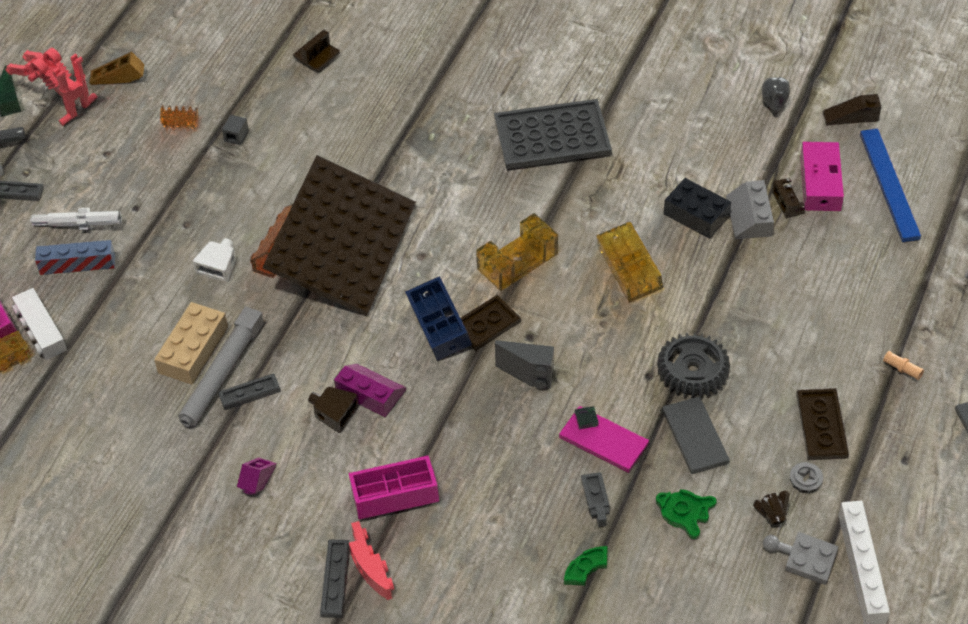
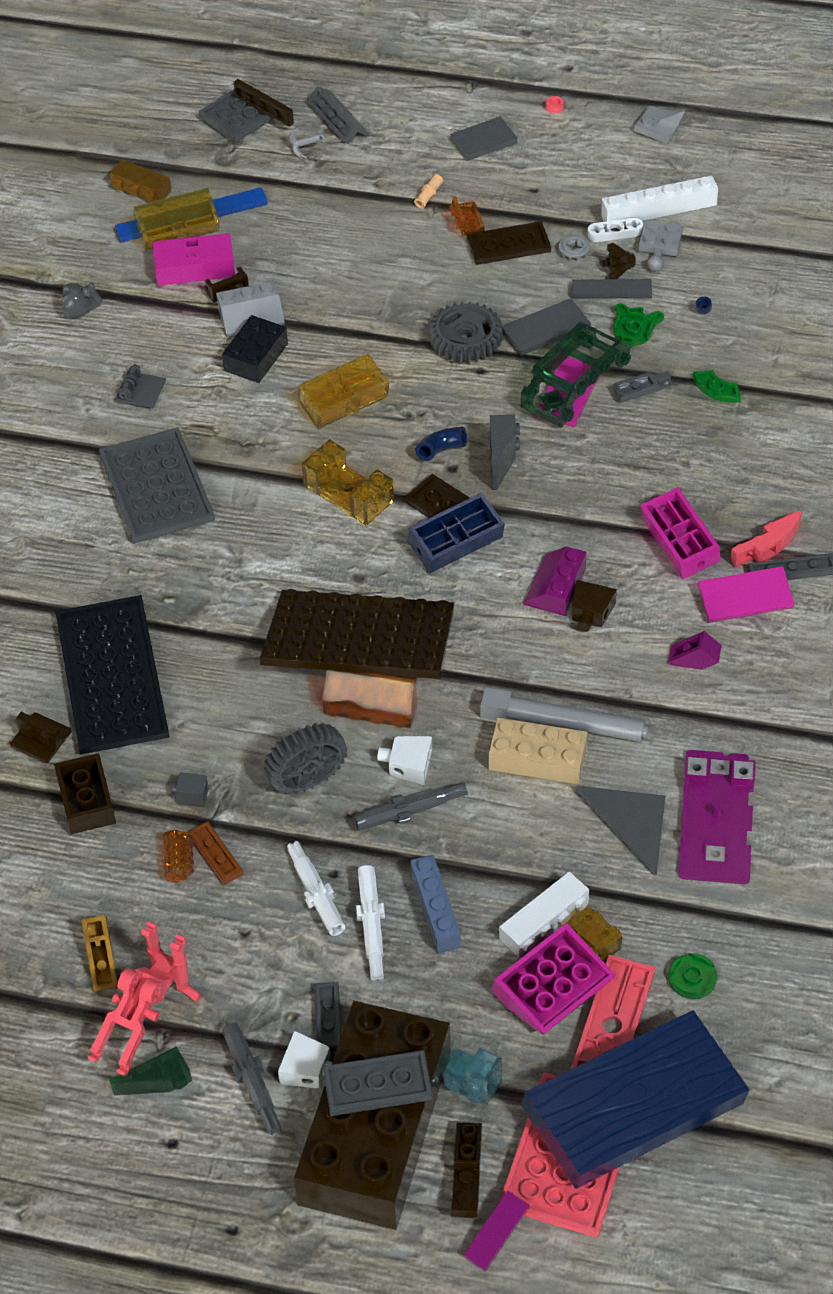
camera: 100 degrees left, 0 degrees up
(90, 460) = (716, 817): none -> magenta piece
(108, 401) = (632, 817): none -> dark grey tile
(114, 190) = (317, 893): none -> white piece
(170, 248) = (402, 807): none -> dark grey piece
(178, 142) = (216, 853): none -> dark orange tile
(221, 182) = (305, 758): none -> dark grey gear
(249, 68) = (85, 793): none -> dark brown brick
(249, 391) = (585, 688): dark grey tile -> none
(311, 529) = (745, 594): none -> dark pink tile
(362, 94) = (111, 675): none -> black plate
(555, 324) = (441, 441): none -> dark blue cylinder
(626, 416) = (542, 371): none -> clear green windscreen
(667, 131) = (140, 388): none -> dark grey hinge
(697, 574) = (706, 303): none -> dark blue hinge
(741, 500) = (612, 288): none -> dark grey tile
(833, 511) = (601, 227): none -> white beam
(856, 110) = (92, 243): dark brown slope -> none
(858, 388) = (466, 217): none -> clear orange bracket
(871, 164) = (189, 212): none -> clear yellow brick
(933, 148) = (140, 181): none -> pearl gold brick

